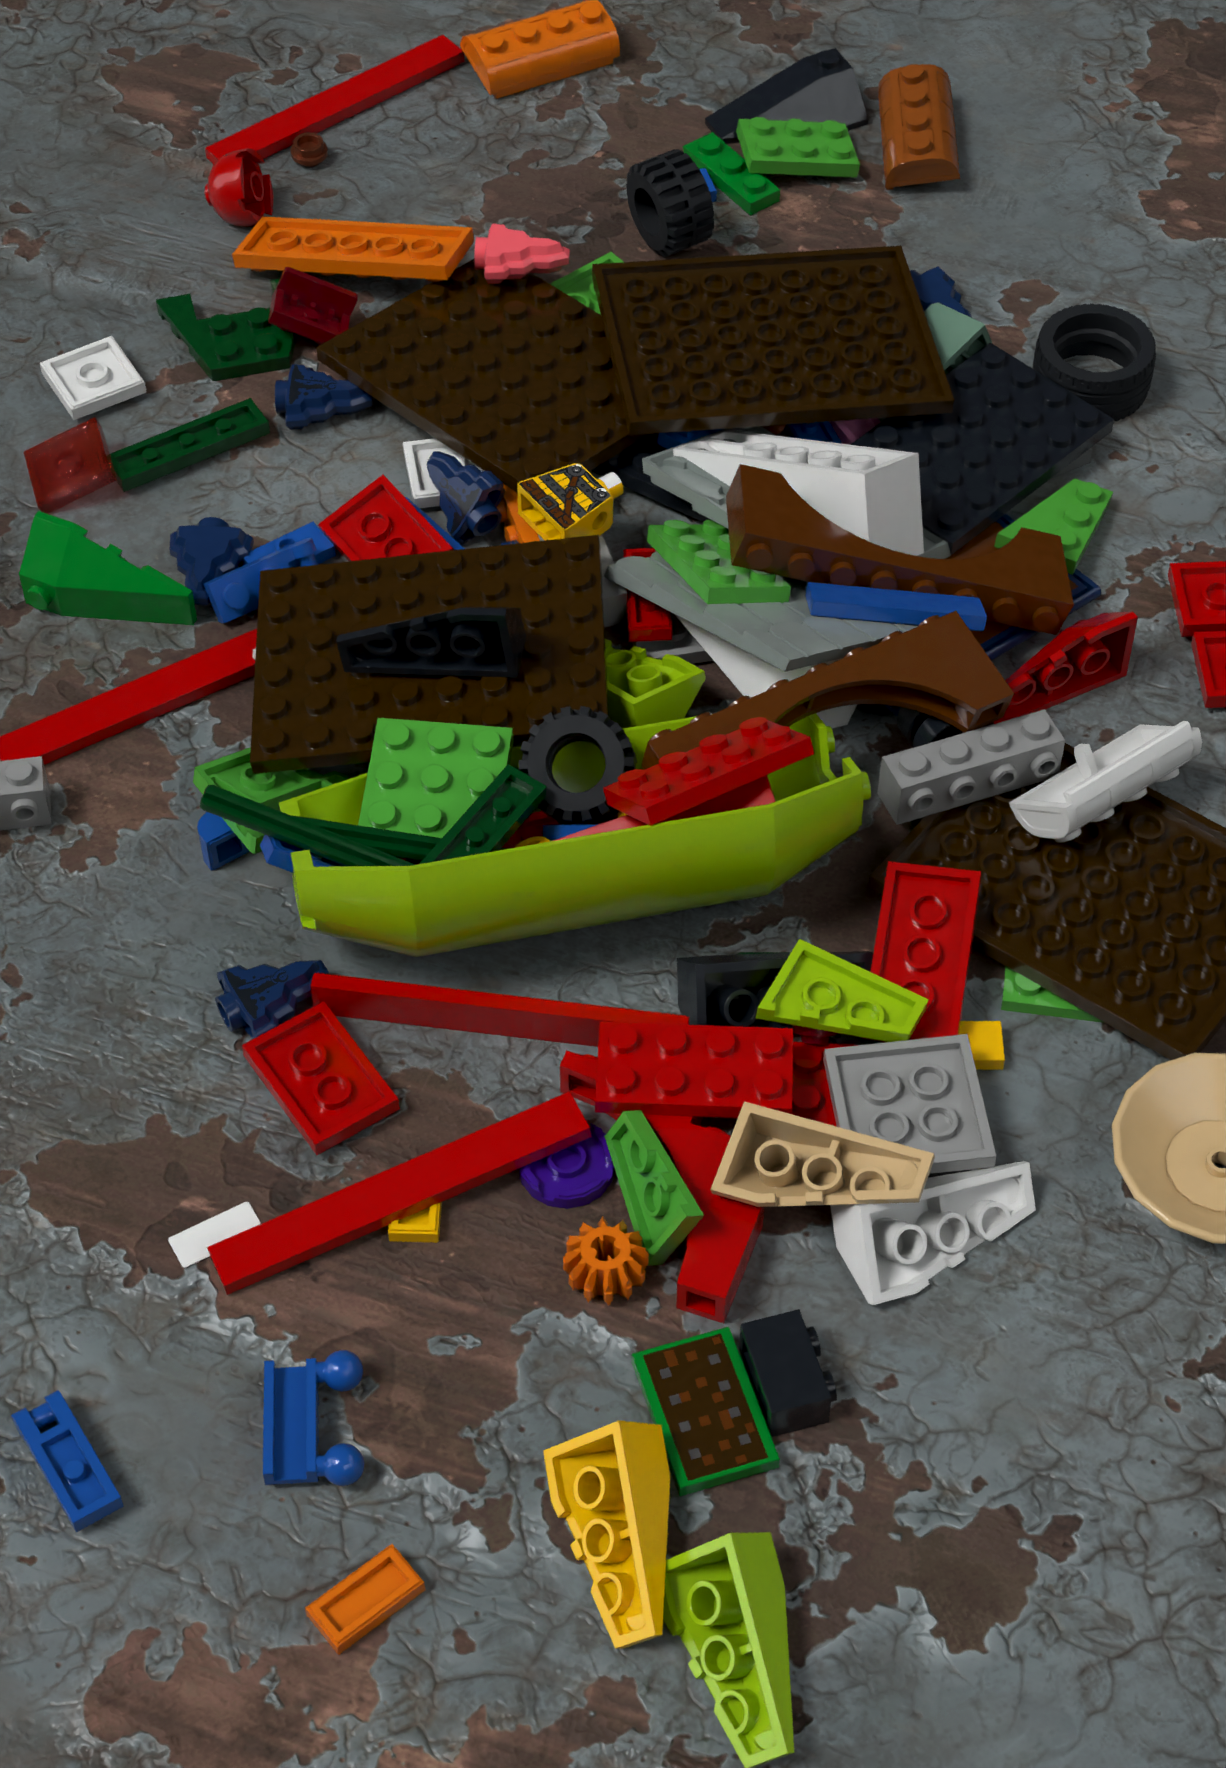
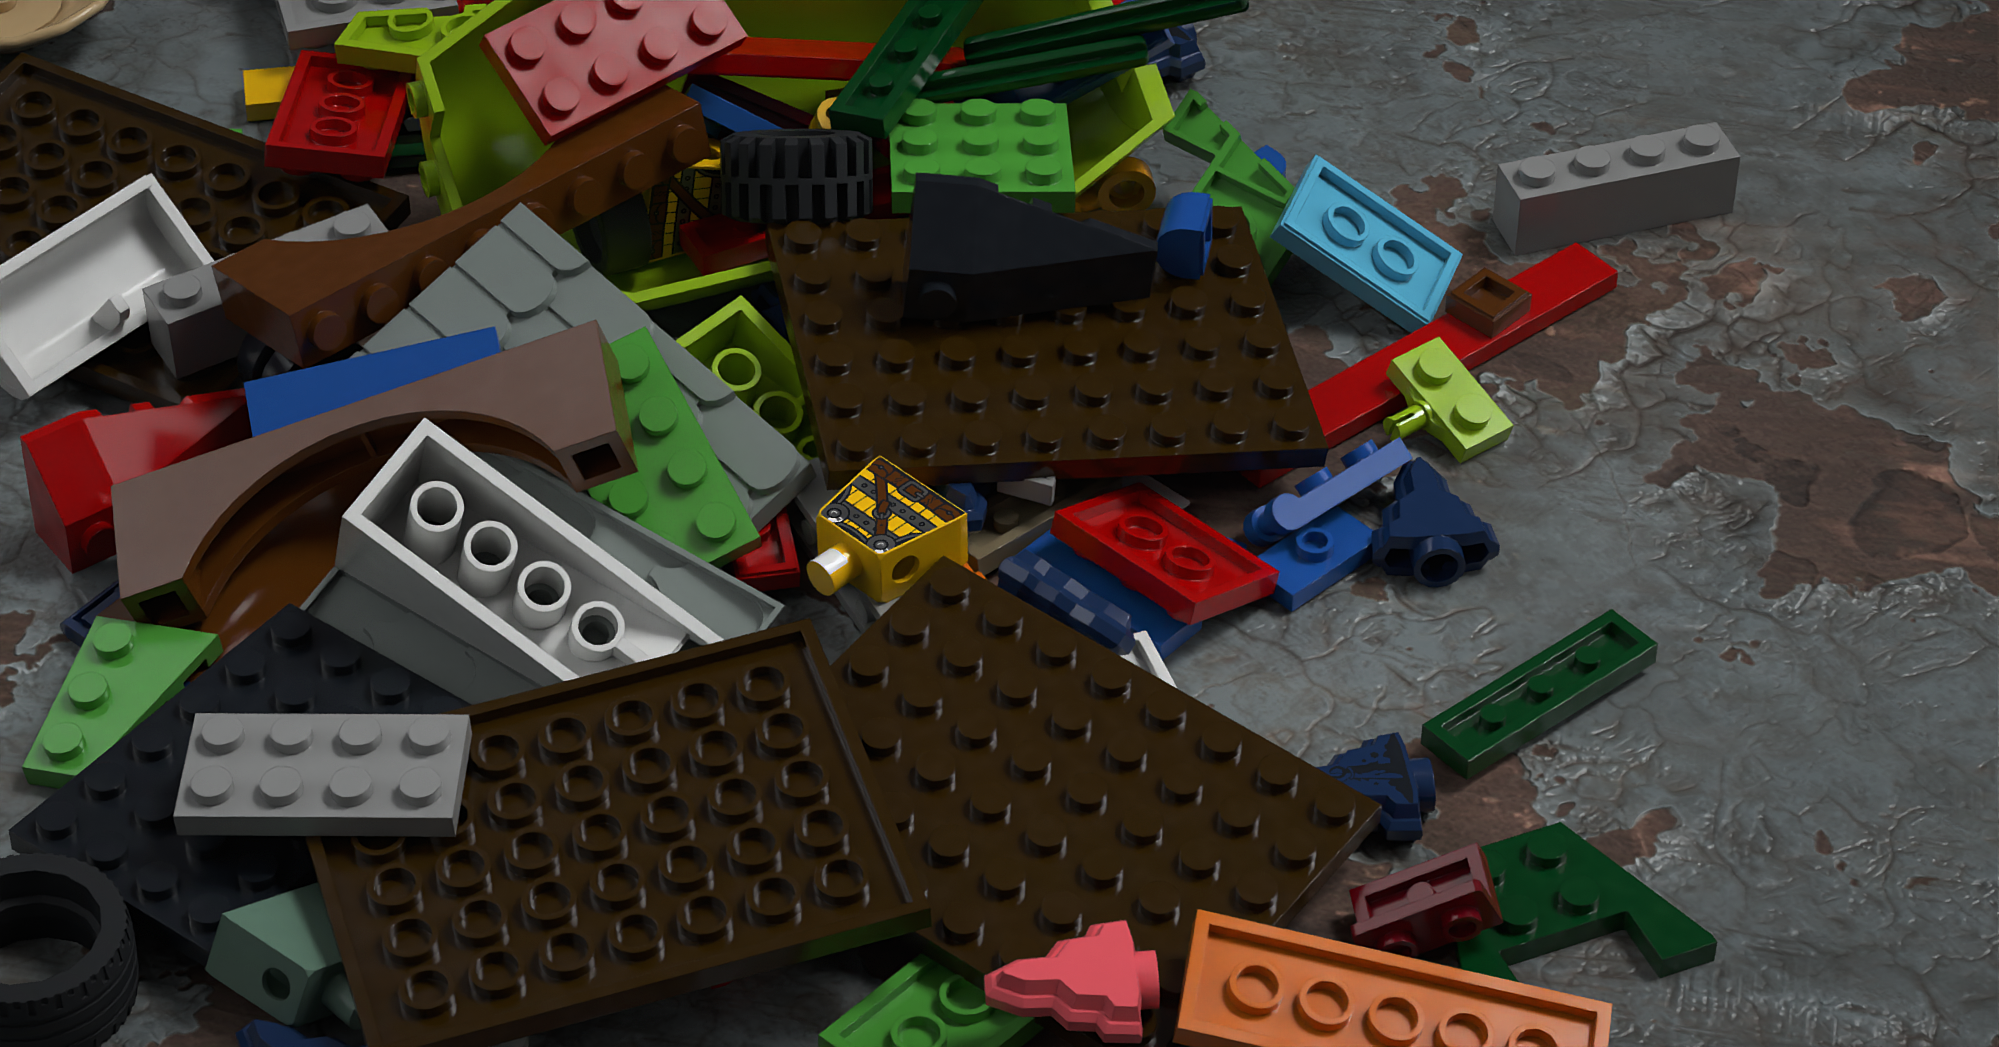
camera: 170 degrees right, 10 degrees down
(69, 466) = (1706, 632): clear red tile -> none
(82, 579) = (1572, 458): green wedge -> none
(93, 377) = (1751, 791): white plate -> none
(96, 712) = (1488, 302): none -> reddish brown tile
(159, 645) = (1444, 402): none -> lime plate
(166, 751) = (1366, 245): none -> medium azure tile
(307, 686) = (1186, 235): none -> blue brick
(928, 373) = (324, 775): none -> light grey plate

